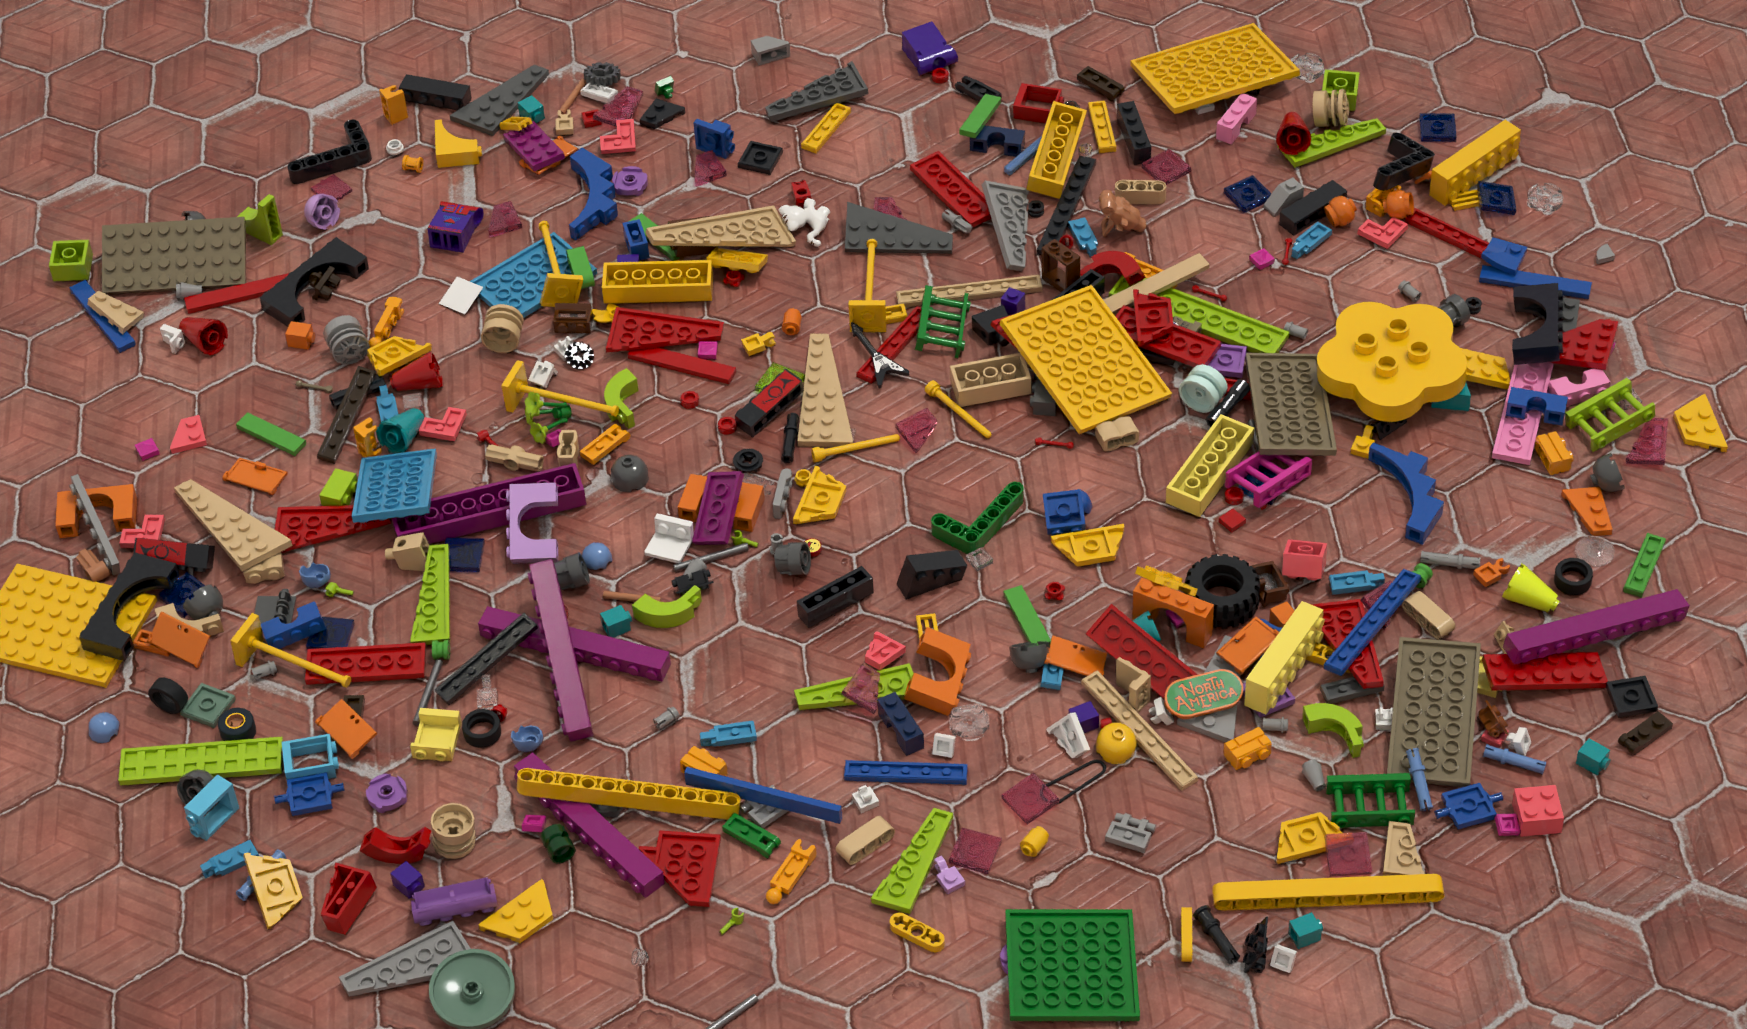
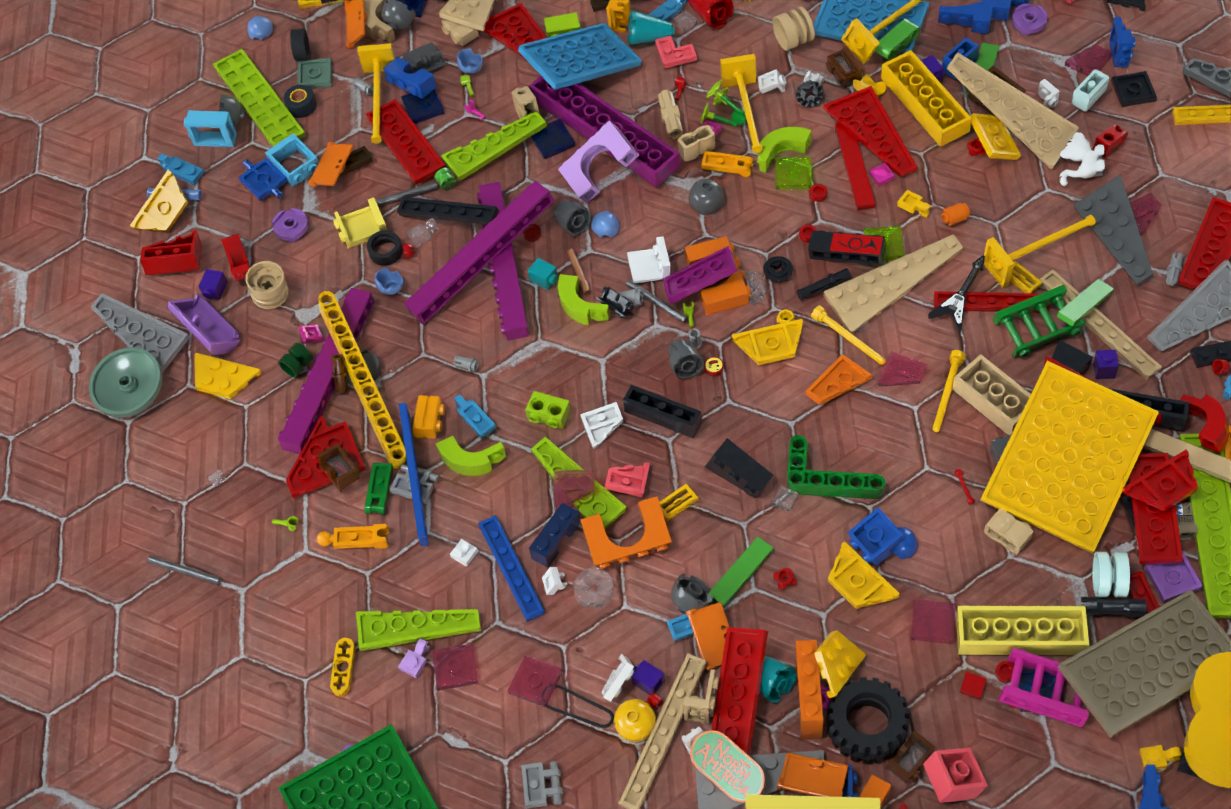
camera: 65 degrees right, 10 degrees up
(368, 599) = (472, 109): none -> dark pink hand
(600, 802) = (339, 373): none -> reddish brown pin
(654, 406) = (793, 173): none -> clear neon green plate
(713, 849) = (338, 467): none -> reddish brown window
(720, 206) = (1048, 94): none -> white bracket
(743, 179) = (1090, 90): none -> light aqua brick
(767, 677) = (550, 406): none -> lime brick
(773, 760) = (469, 462): none -> lime arch
(782, 491) = (756, 311): light grey hinge -> none
(809, 647) = (601, 423): none -> white wing
(865, 840) = (417, 575): tan beam -> none
(893, 472) = (837, 380): none -> orange wing
(947, 285) = (1085, 302): none -> tile
(1034, 841) = (485, 709): yellow brick -> none
(1051, 254) = (1174, 373): reddish brown window -> none
(1160, 518) = (933, 621): none -> clear pink tile

